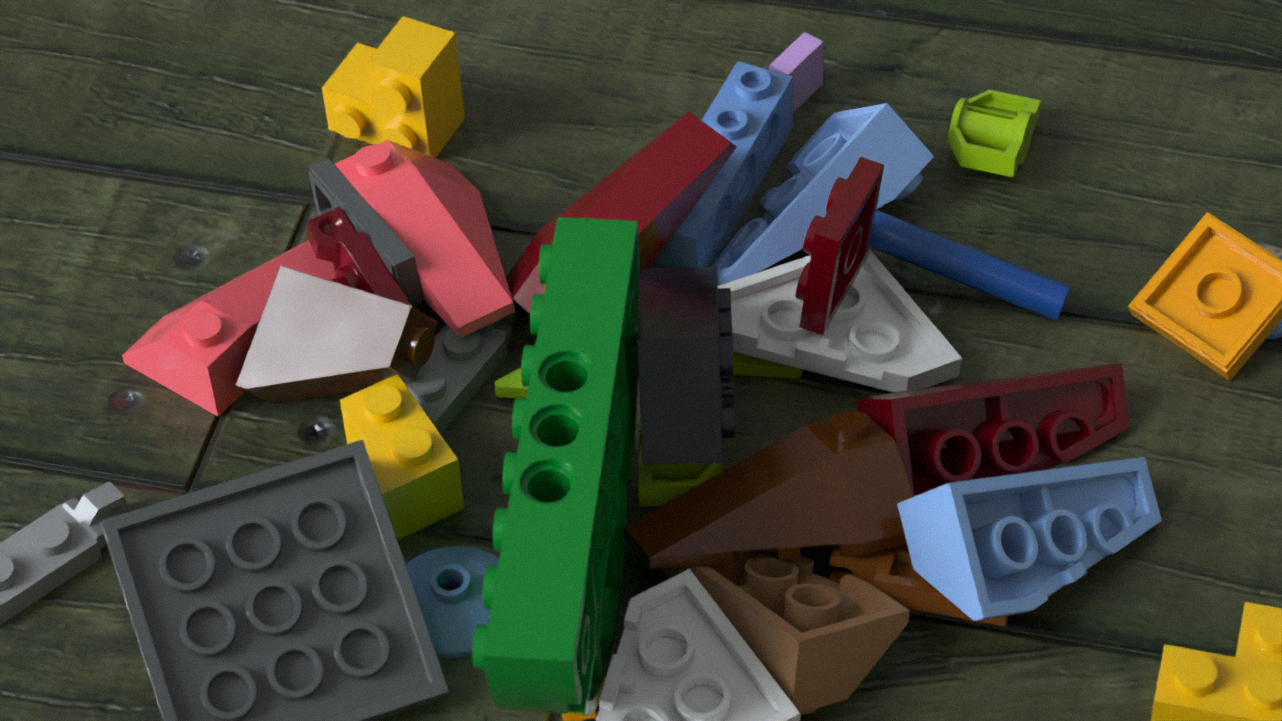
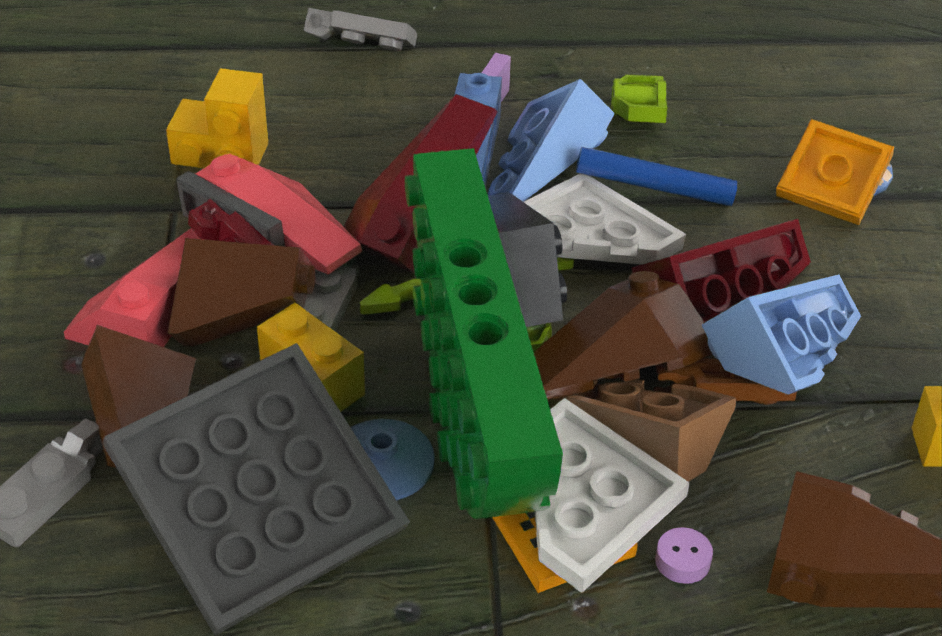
camera: 20 degrees left, 5 degrees down
(175, 443) = (131, 379): none -> reddish brown slope
(838, 244) = (586, 167): dark red plate -> none

